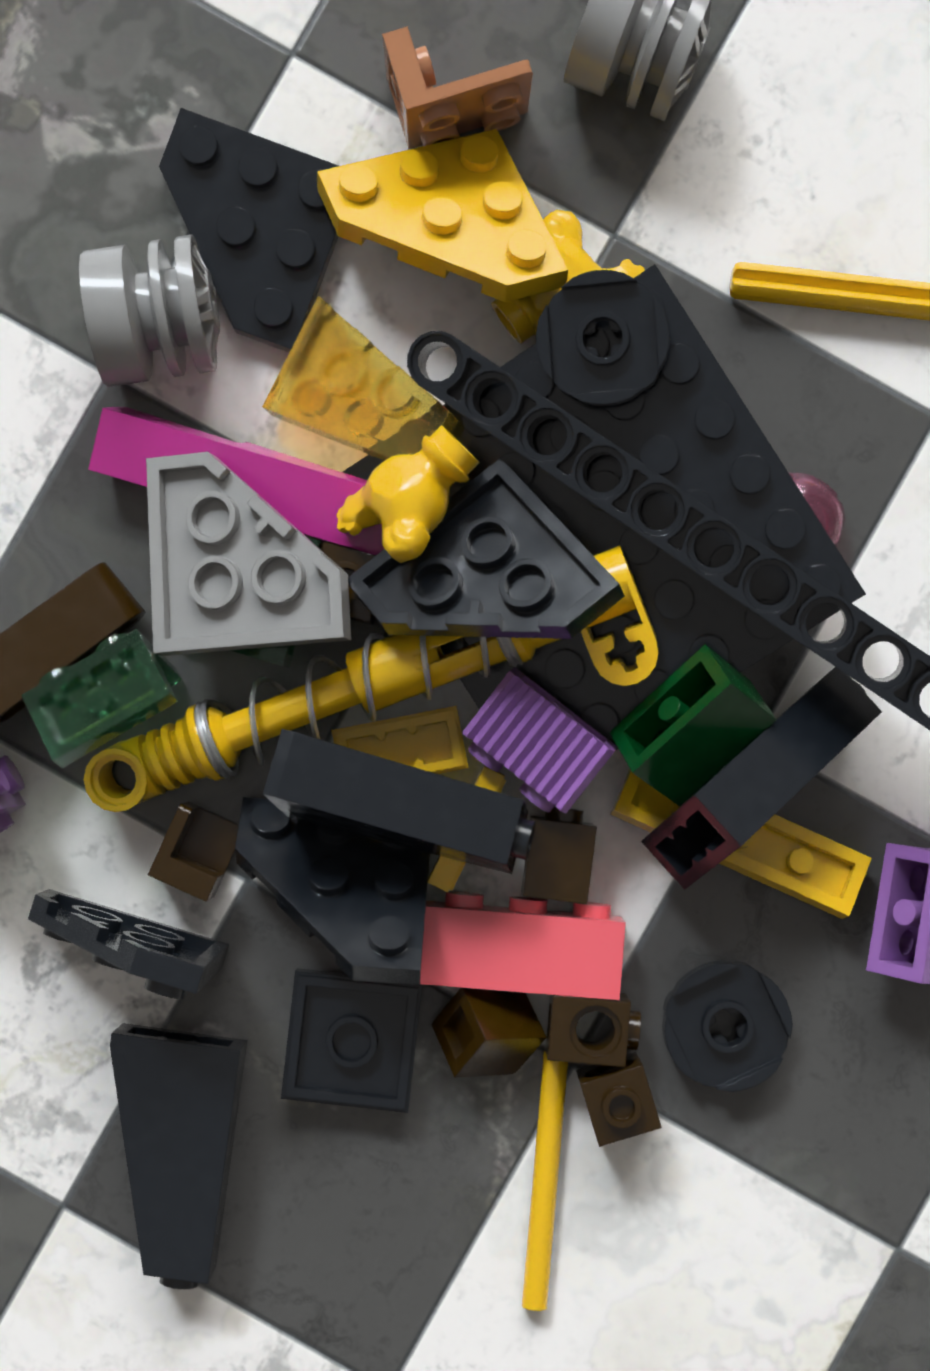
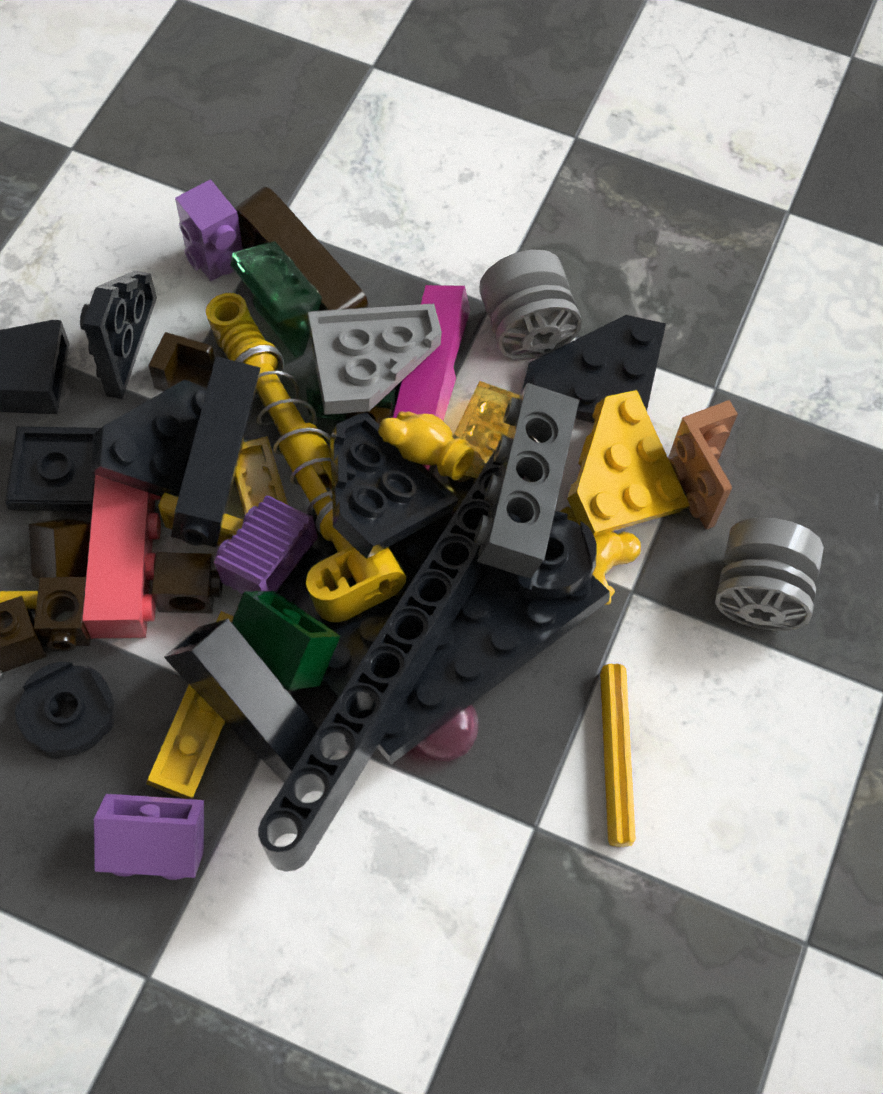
camera: 80 degrees right, 25 degrees down
(490, 320) = (523, 545): none -> dark grey brick

